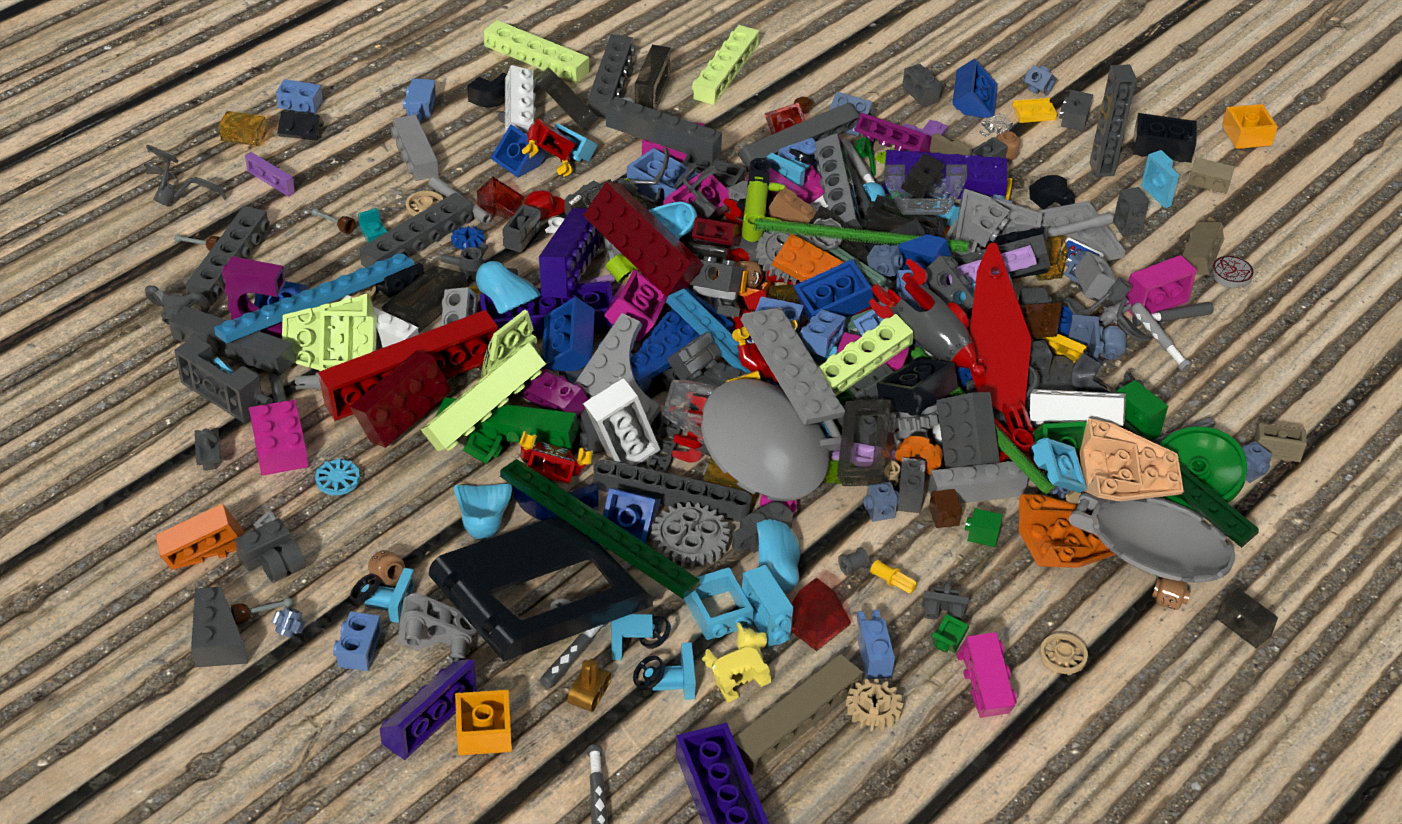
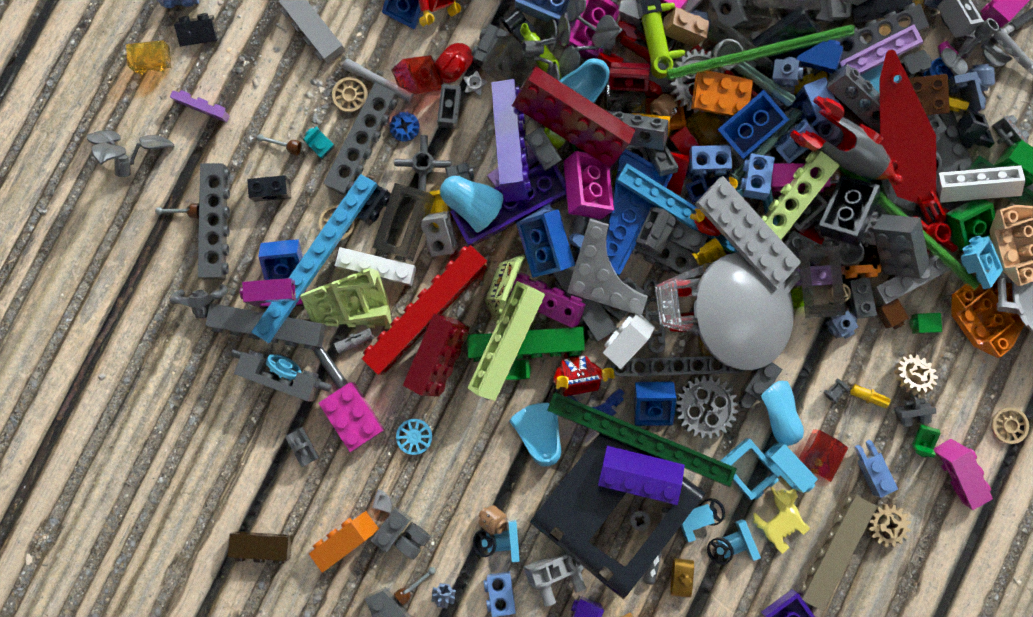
camera: 15 degrees left, 40 degrees up
(104, 521) = (260, 547): none -> dark brown brick
(301, 244) = (269, 188): none -> black brick
(577, 550) = (642, 475): none -> dark purple slope
(601, 262) = (543, 148): none -> dark grey brick
(955, 566) = (914, 374): none -> tan gear

